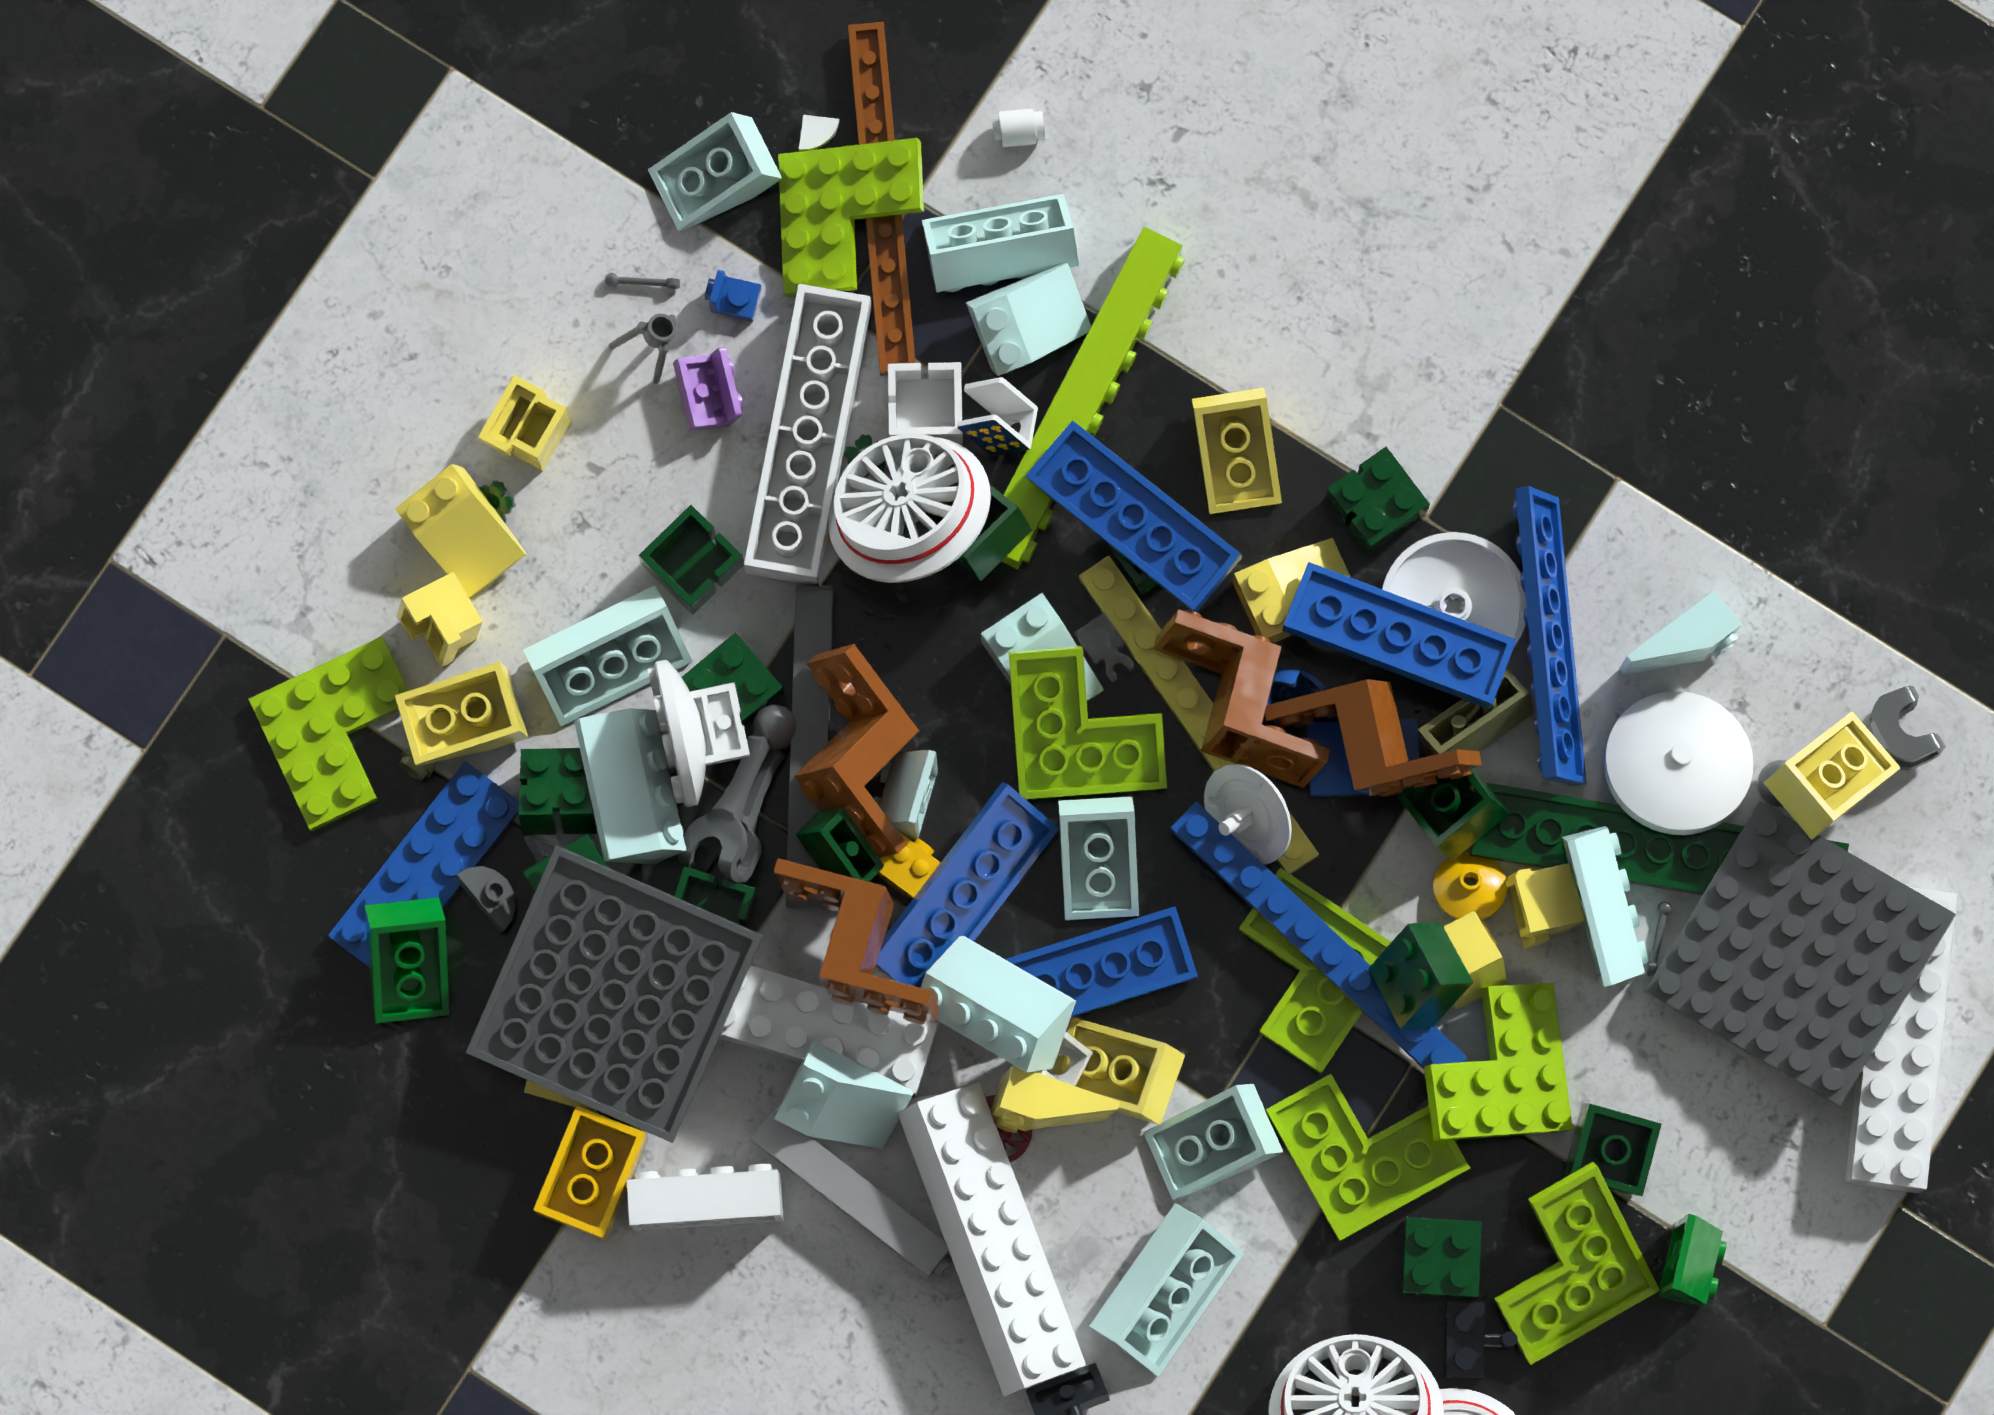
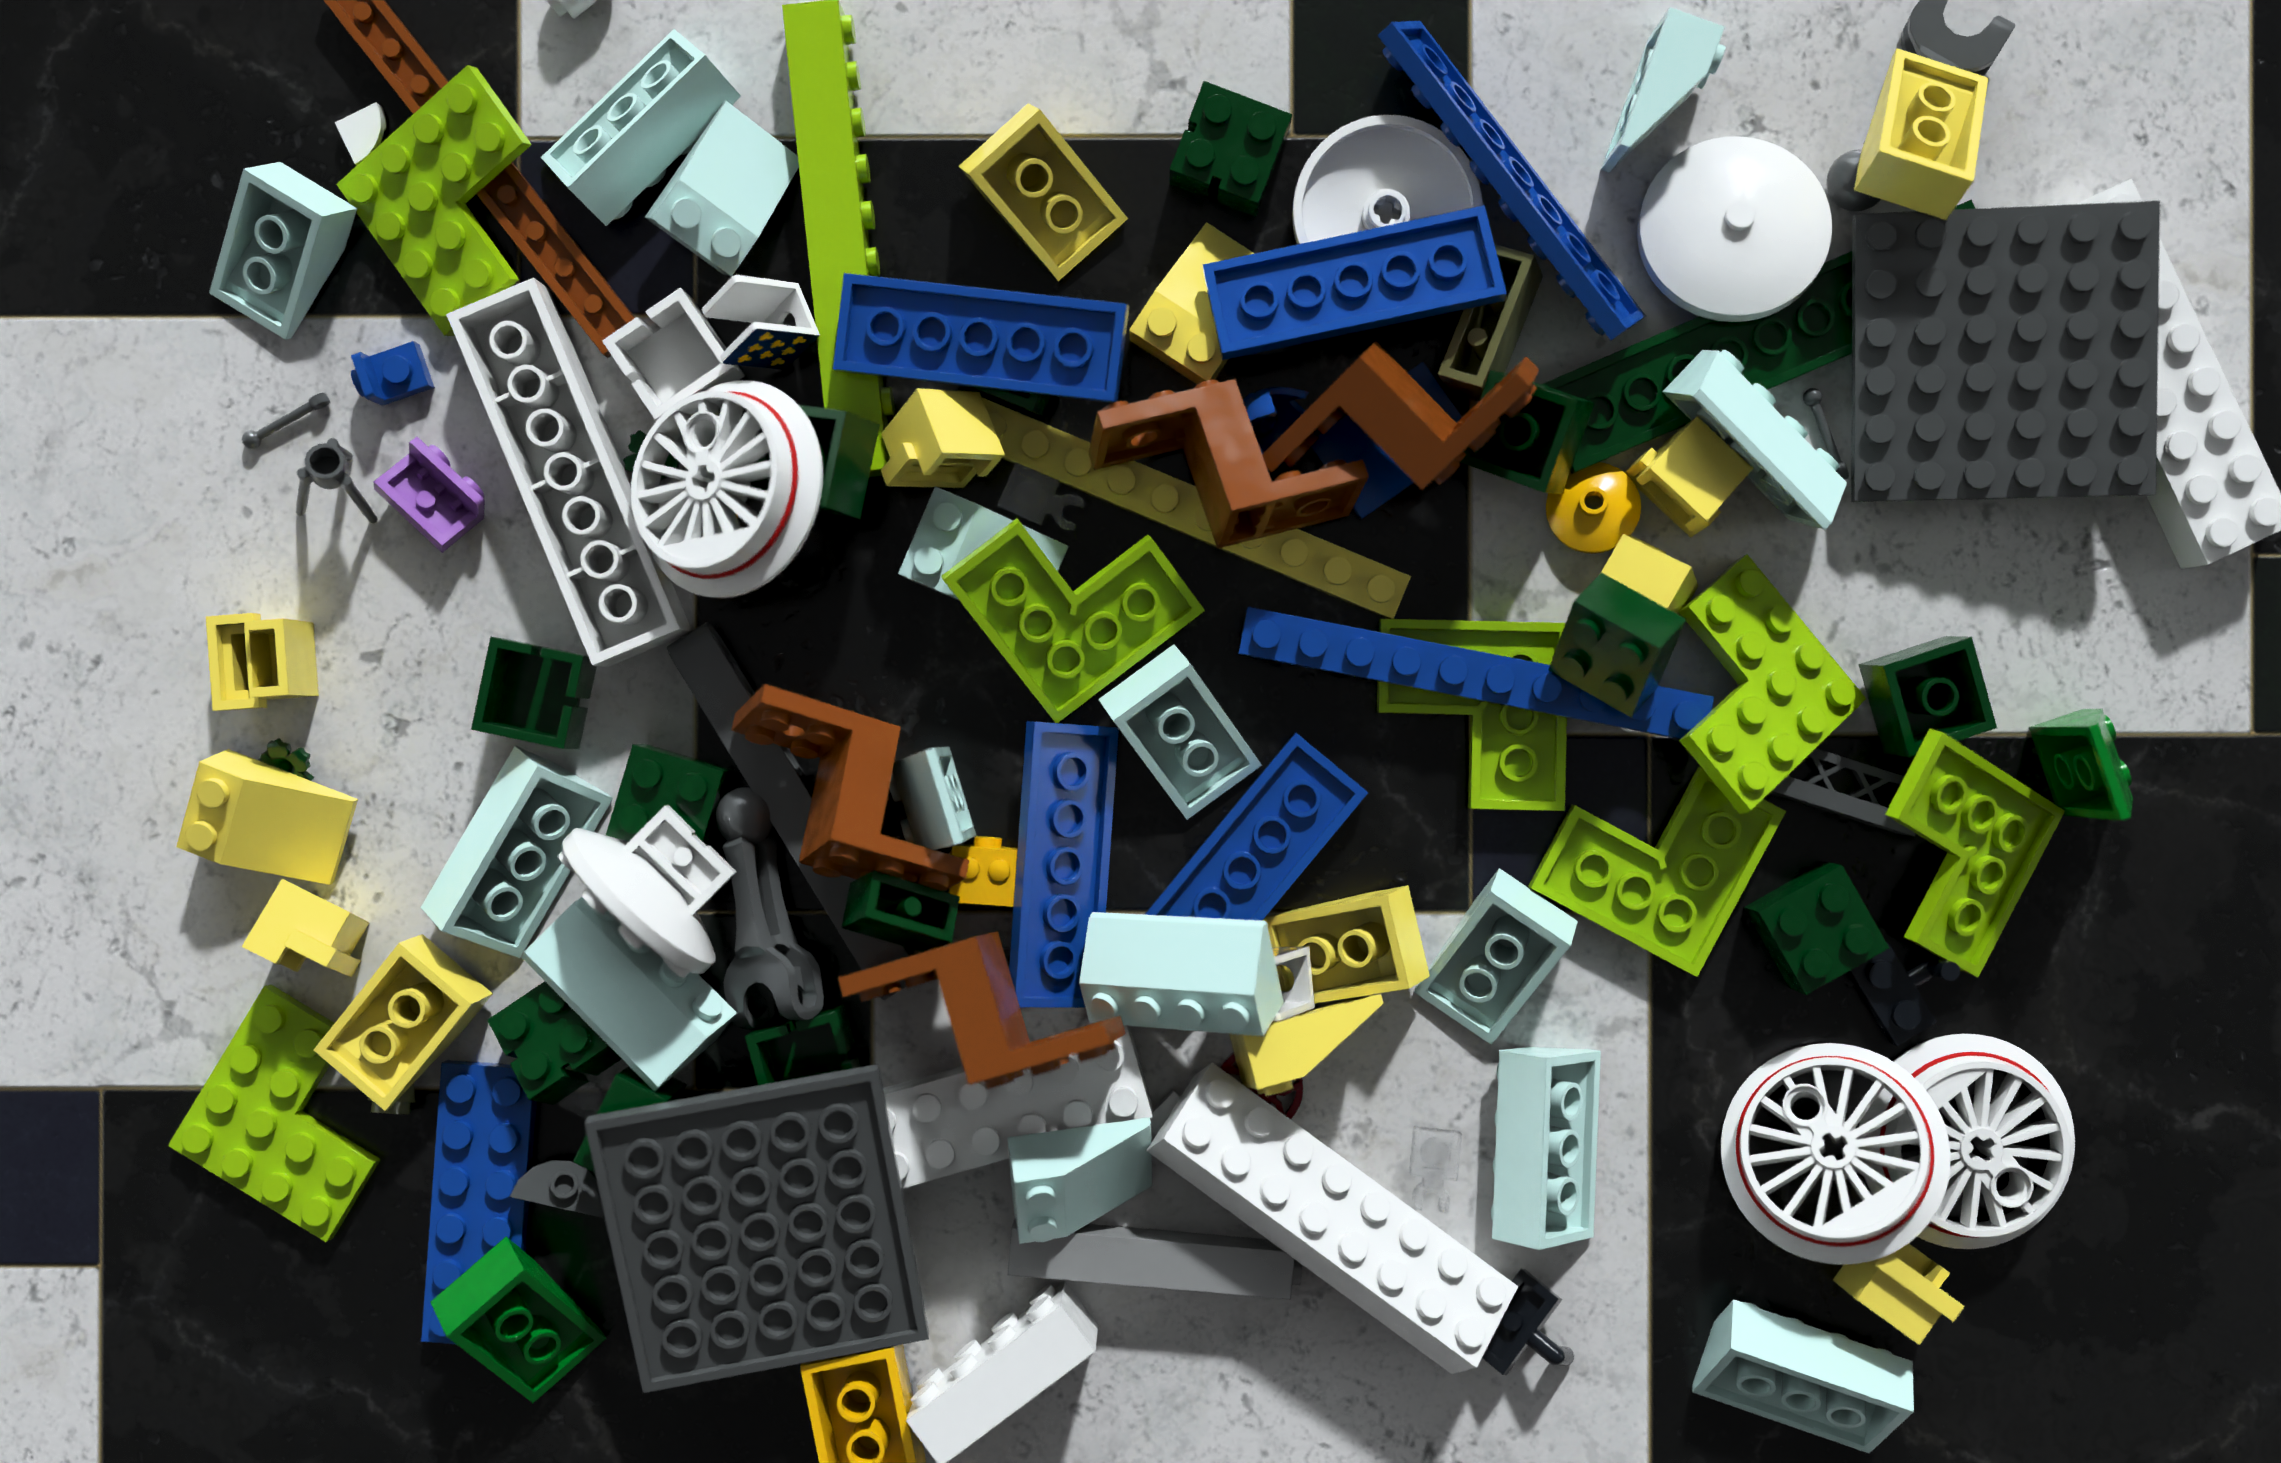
camera: 30 degrees left, 10 degrees up
(1064, 566) = (940, 440): none -> light yellow plate
(1249, 810) = (1313, 581): white piece -> none
(1505, 1180) = (1838, 803): none -> dark grey fence

